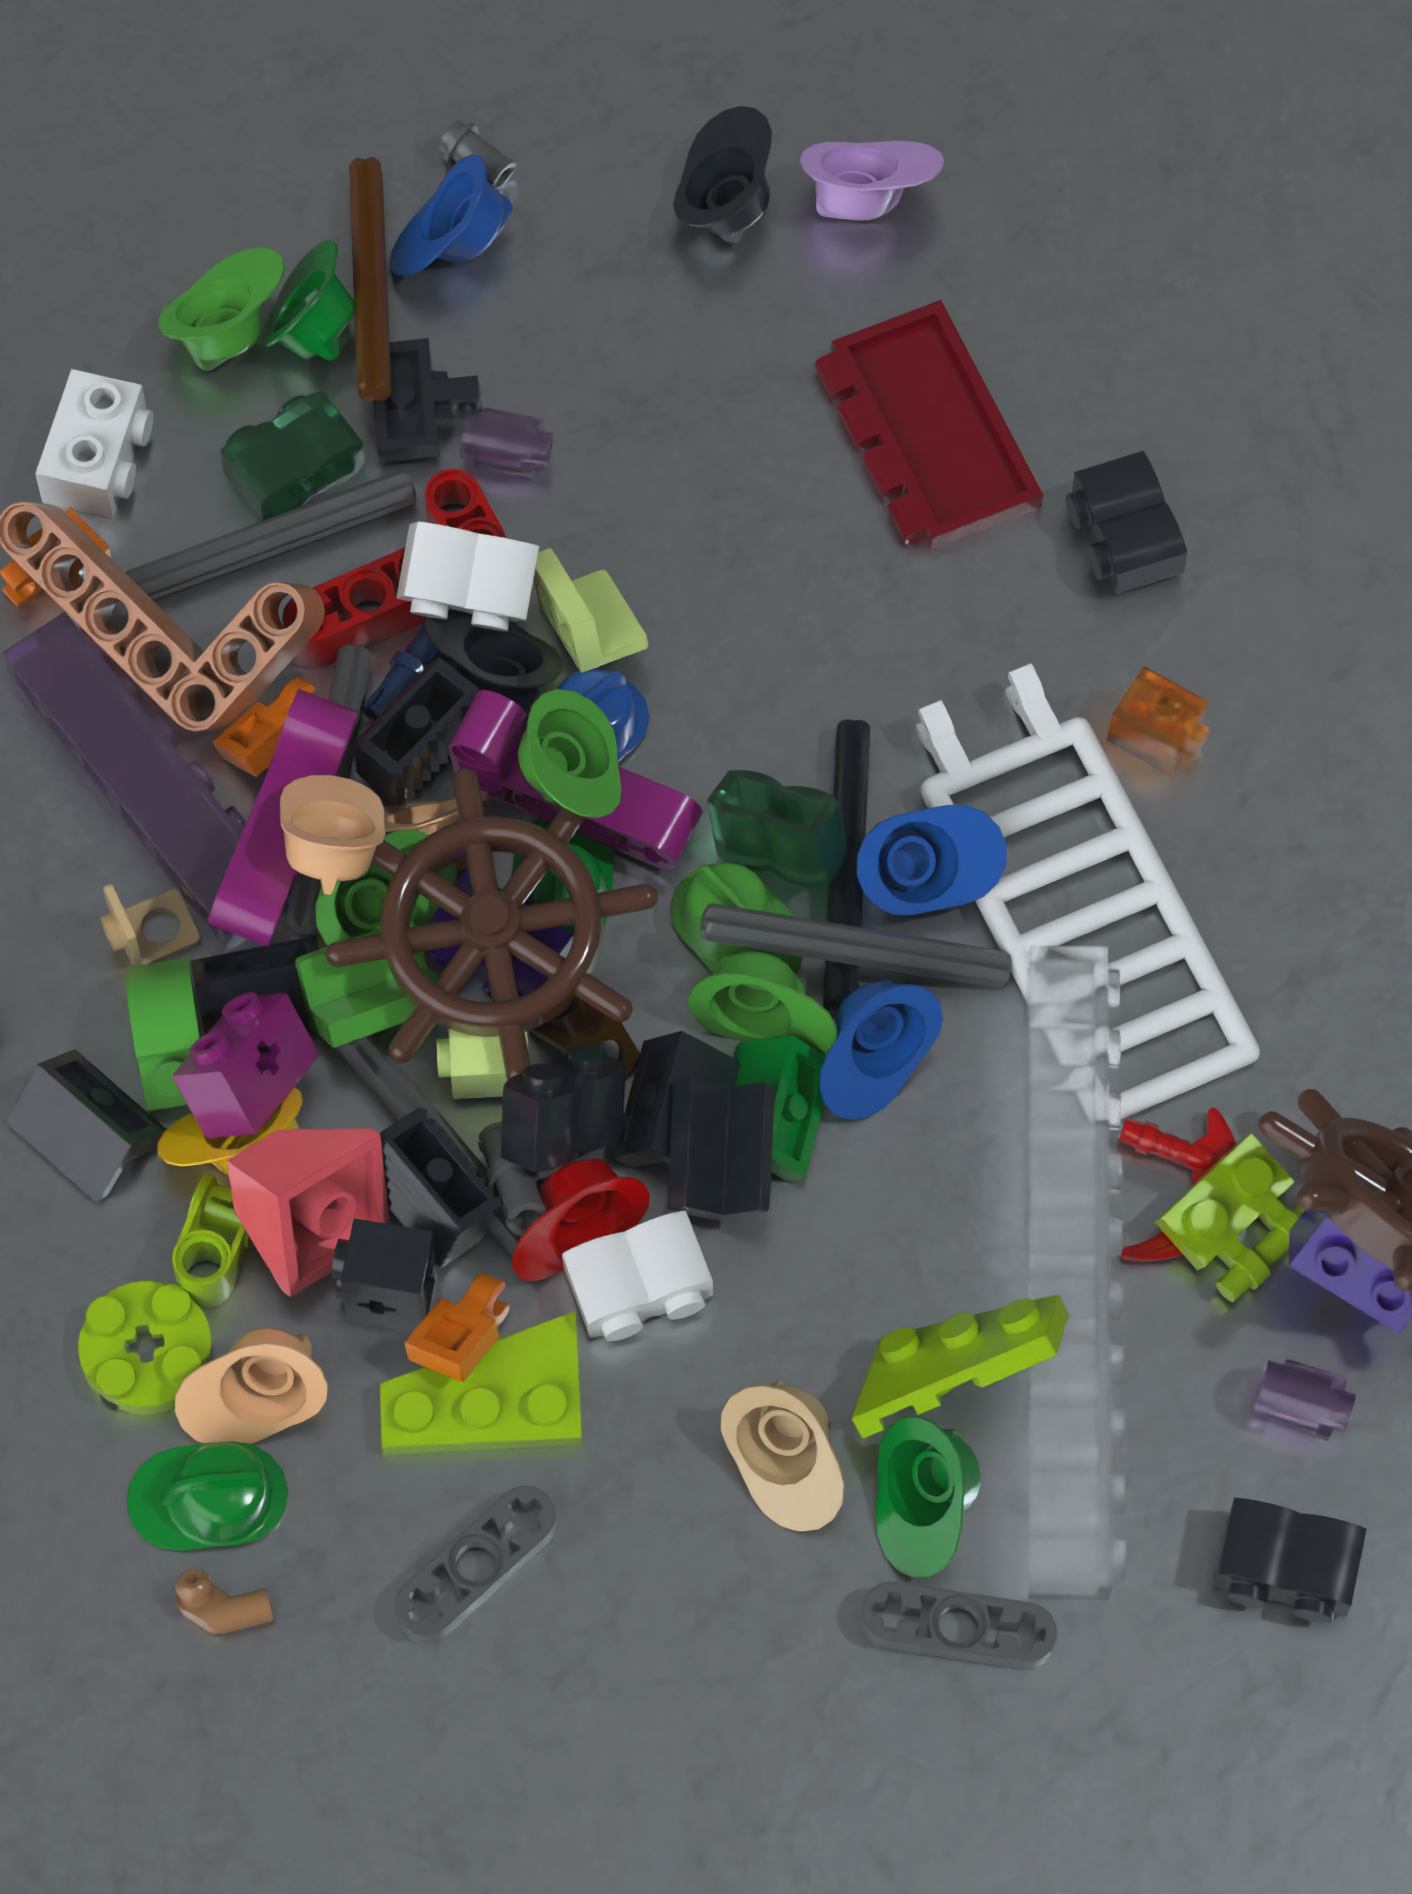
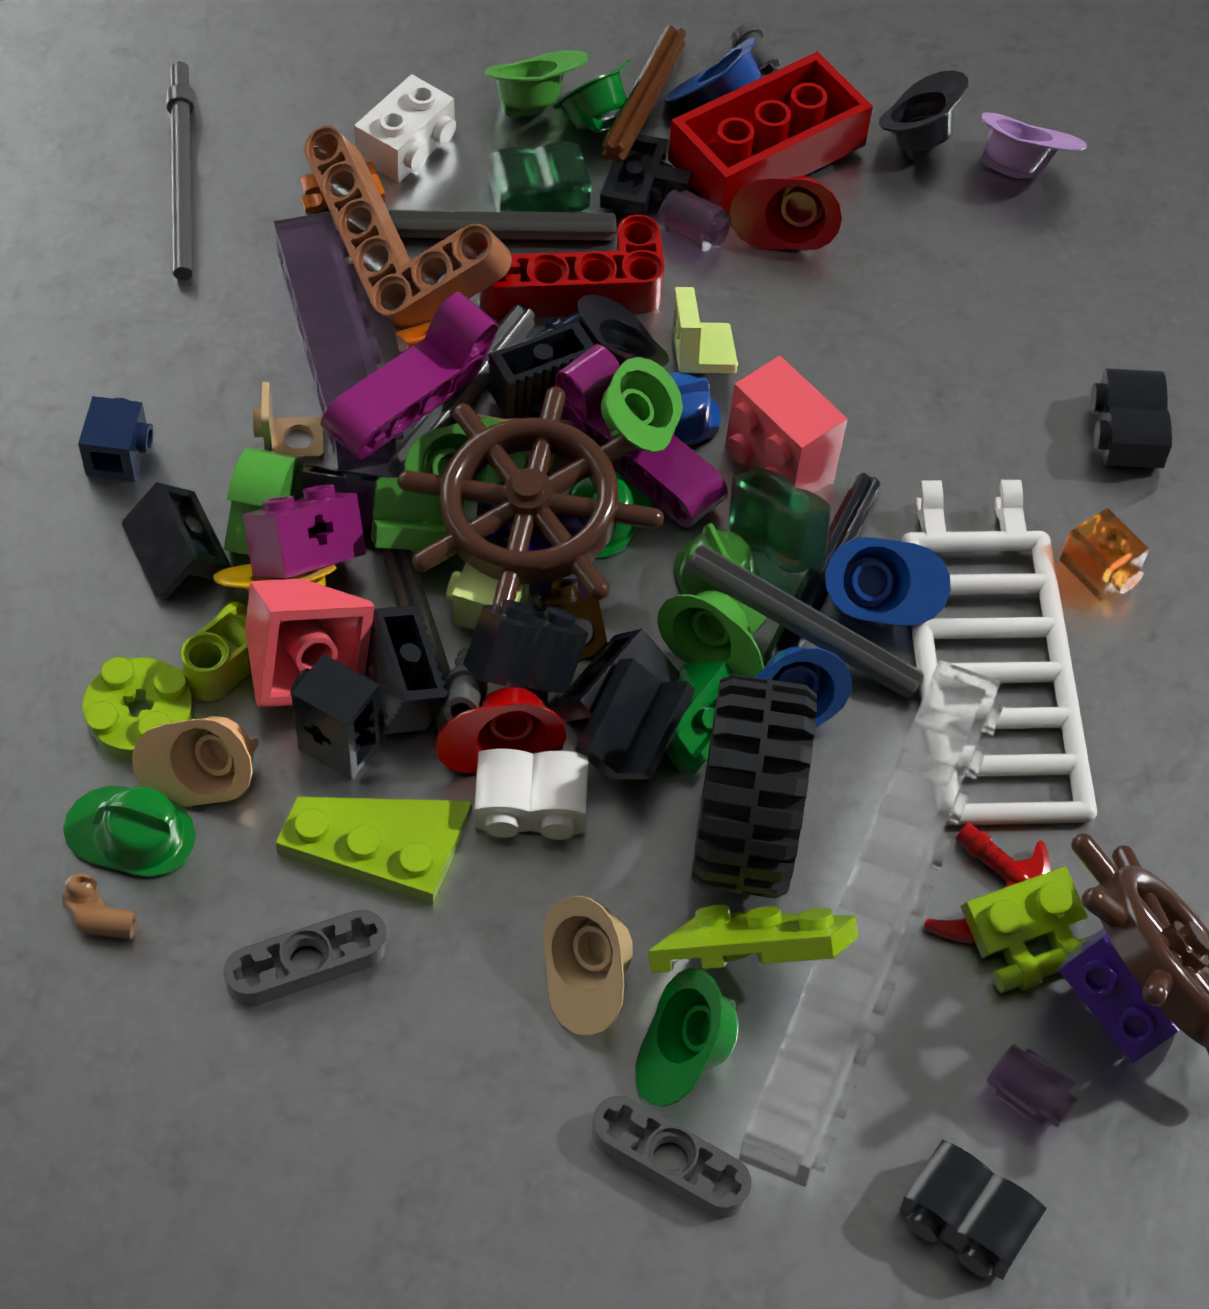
camera: 20 degrees right, 10 degrees down
(331, 828) = (437, 388): light nougat piece -> none
(459, 1335) = (373, 780): orange plate -> none
(467, 574) = (623, 275): white brick -> none
(550, 283) = (770, 129): none -> red brick
(617, 394) = (786, 214): none -> red piece
(738, 707) = (785, 426): none -> coral brick
(893, 1187) = (755, 786): none -> black tyre
(932, 427) = (1006, 315): dark red hinge -> none

